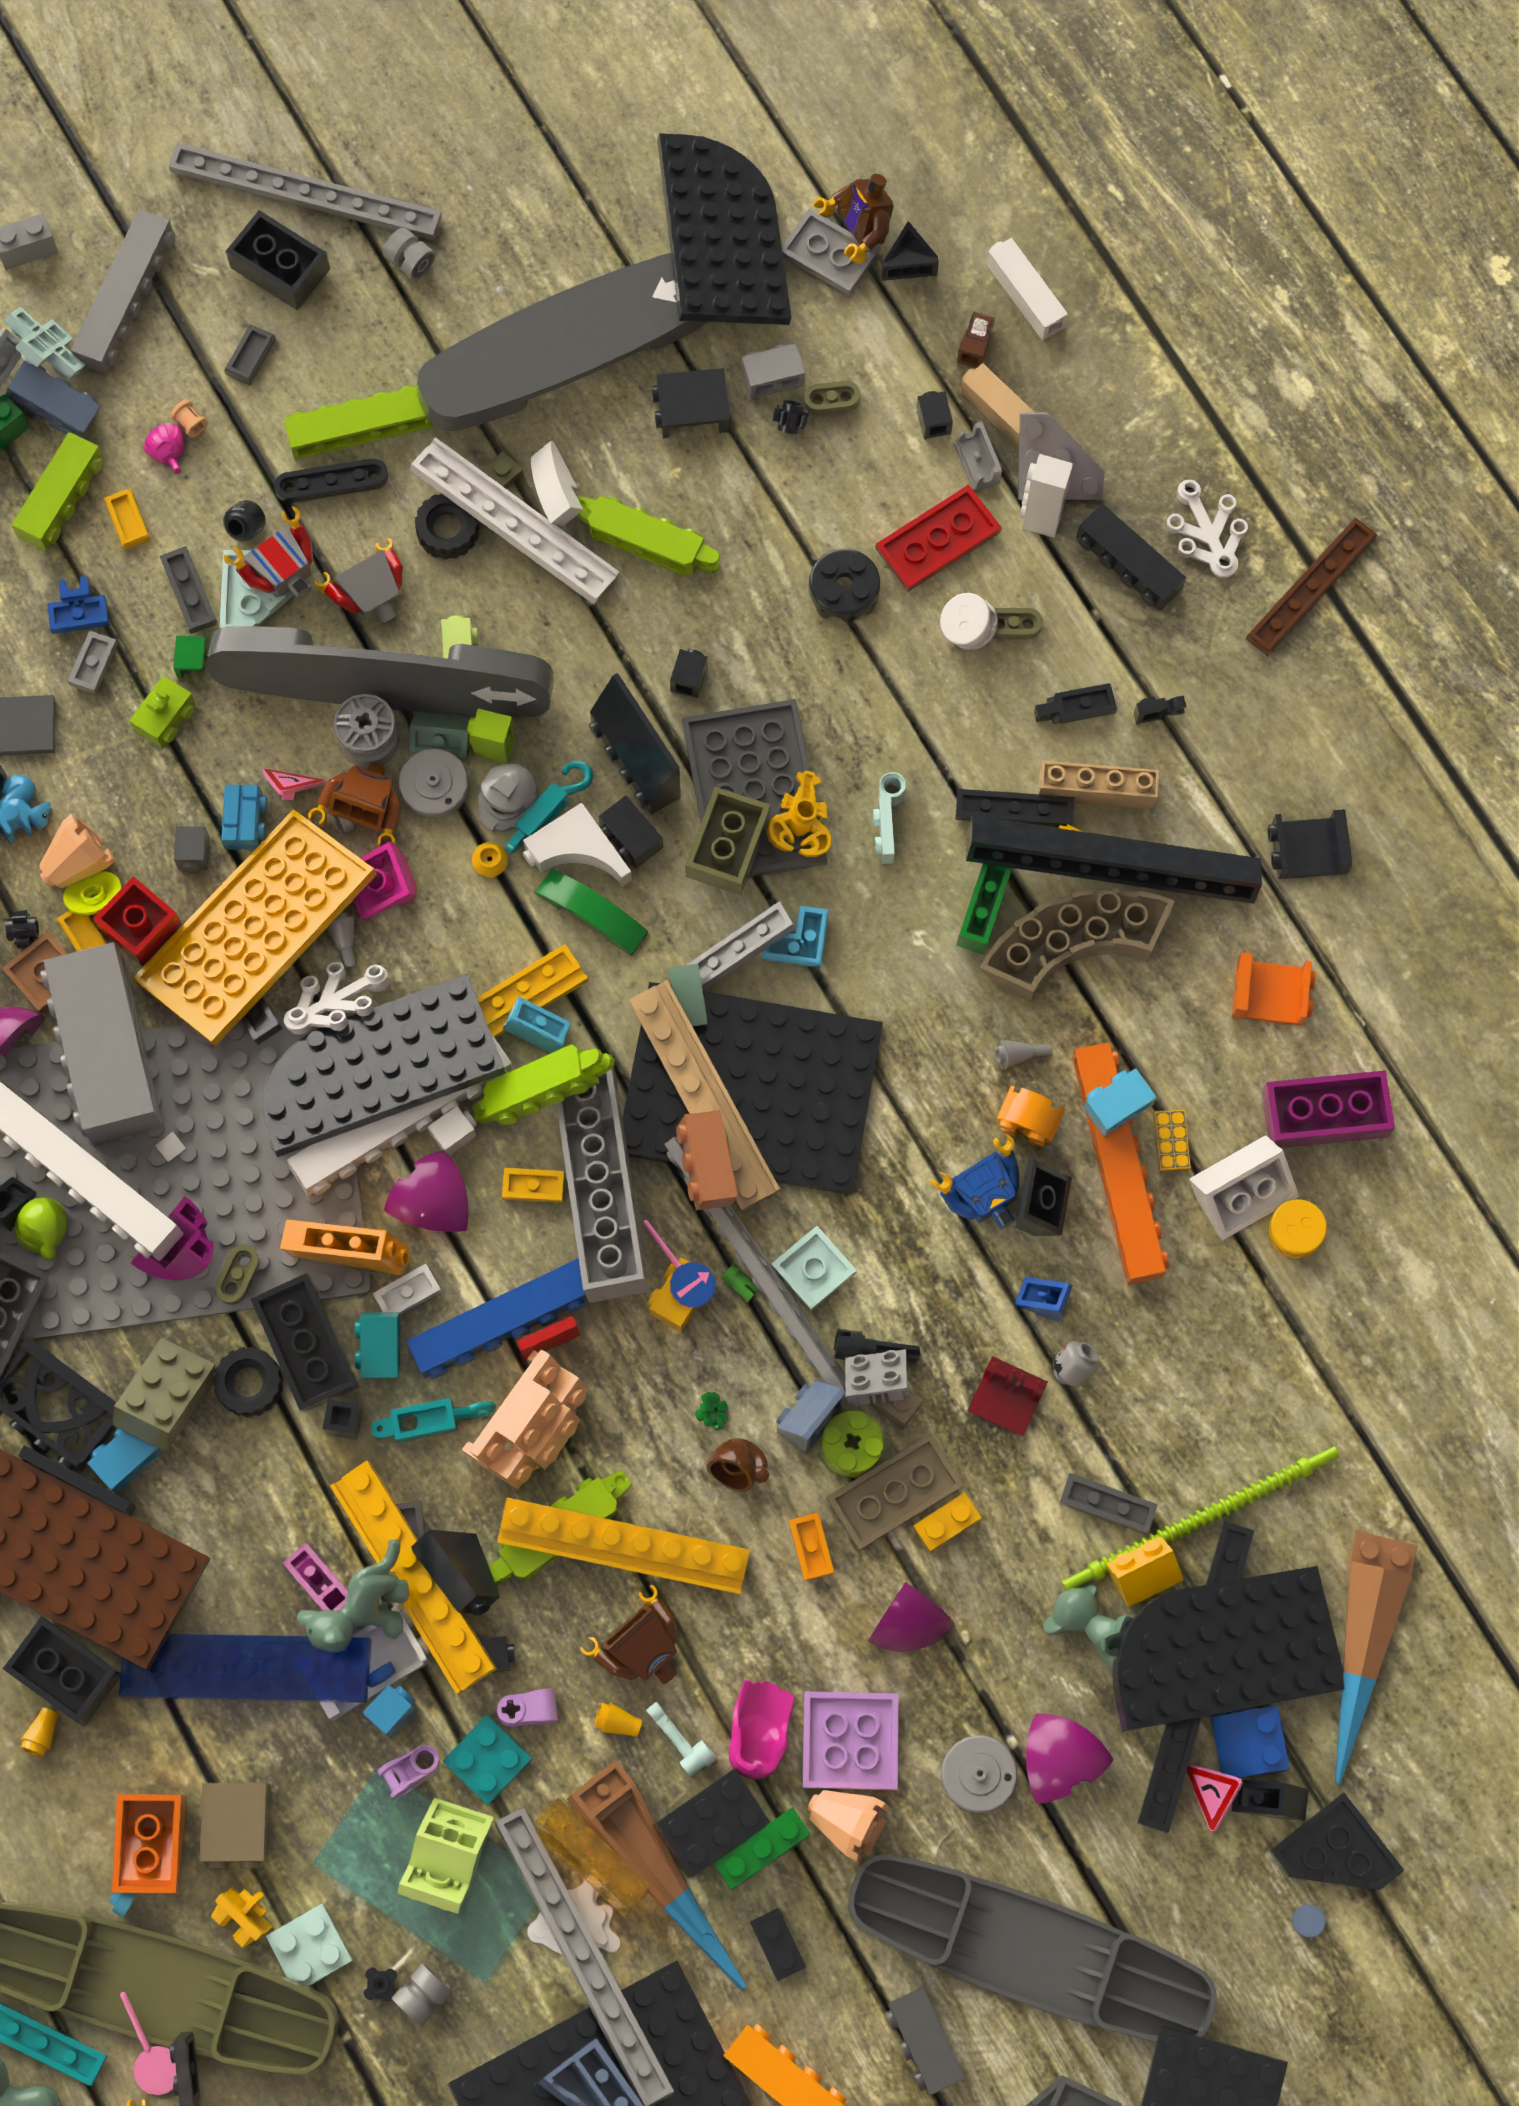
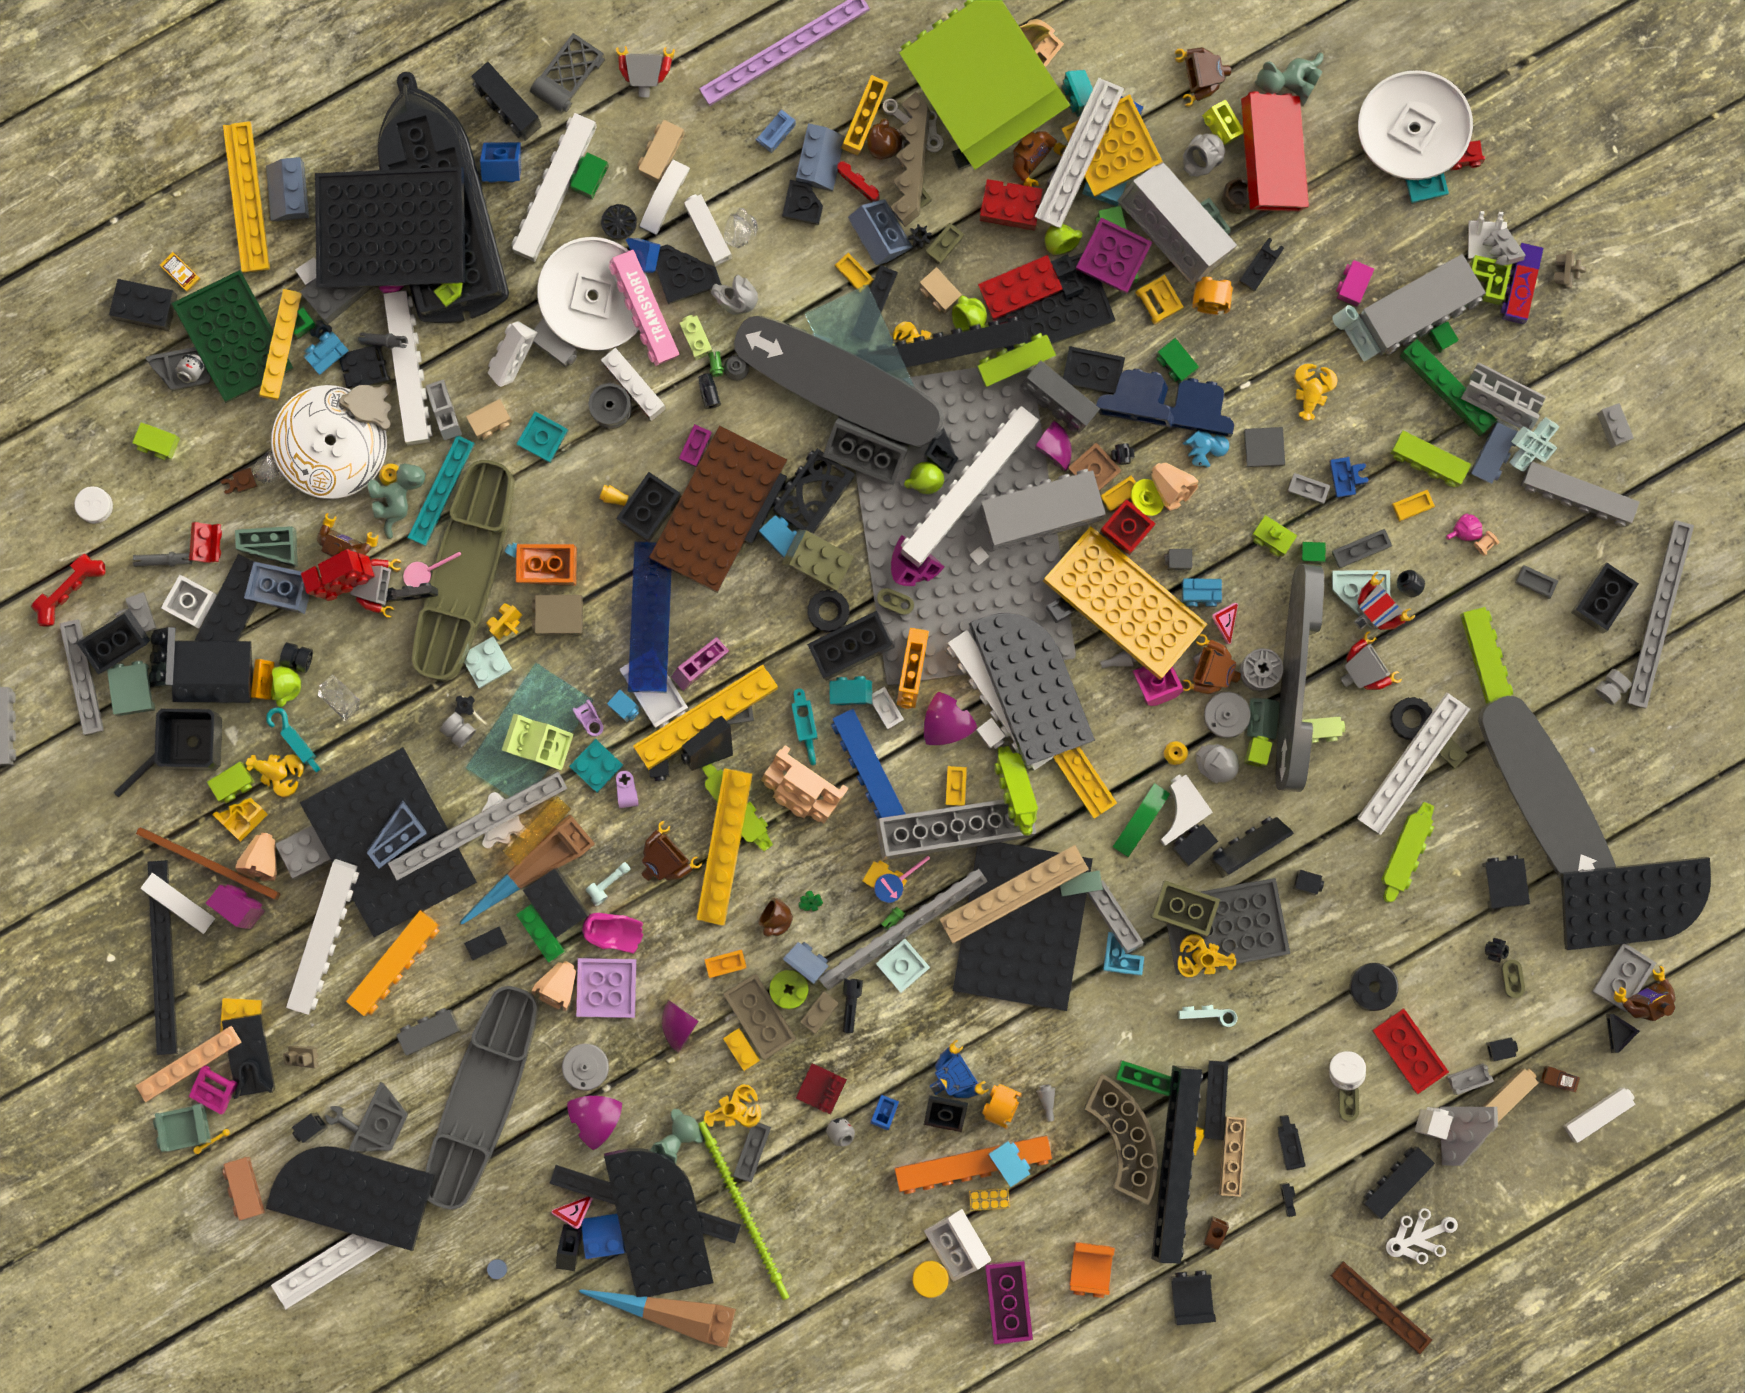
camera: 90 degrees right, 10 degrees up
(304, 1016) = (1075, 655): white plant -> none
(331, 480) = (1443, 640): black plate -> none
(334, 1628) = (669, 670): sand green animal -> none
(342, 1419) = (803, 670): black brick -> none
(381, 1674) = (646, 699): blue tile -> none
(537, 1025) = (1061, 786): medium azure slope -> none
(548, 805) = (1212, 791): teal piece -> none
(549, 1337) = (856, 797): red tile -> none
(554, 485) = (1441, 790): white slope -> none
(616, 1721) = (618, 844): yellow cone -> none
(707, 1160) = (966, 895): nougat brick -> none
(773, 370) = (1532, 938): light grey brick -> none
(876, 1375) = (828, 1003): light grey hinge -> none
(1043, 1529) = (735, 1109): none -> yellow animal
(1145, 1571) = (708, 1173): yellow brick -> none
(1212, 810) = (1216, 1233): none -> reddish brown leg
(1337, 1849) = (539, 1288): black plate -> none

